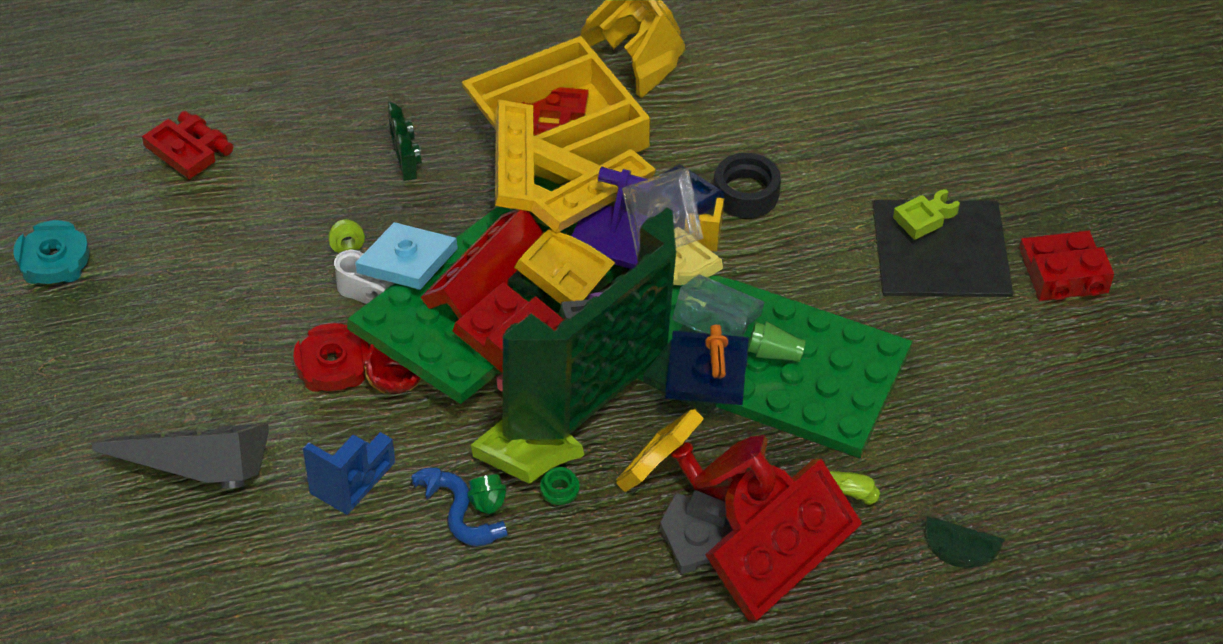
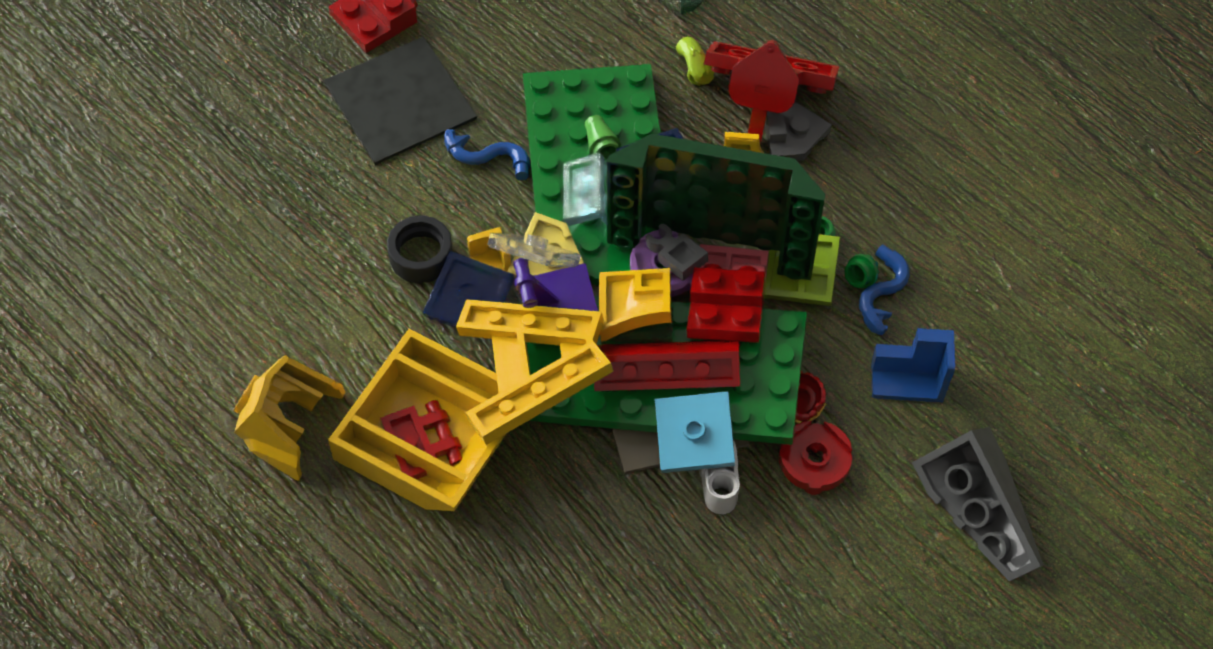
camera: 120 degrees left, 10 degrees up
(343, 229) = (682, 524): lime plate -> none
(401, 135) = (547, 536): dark green plate -> none
(855, 258) = (455, 144): none -> blue animal
(924, 216) = (381, 113): lime plate -> none

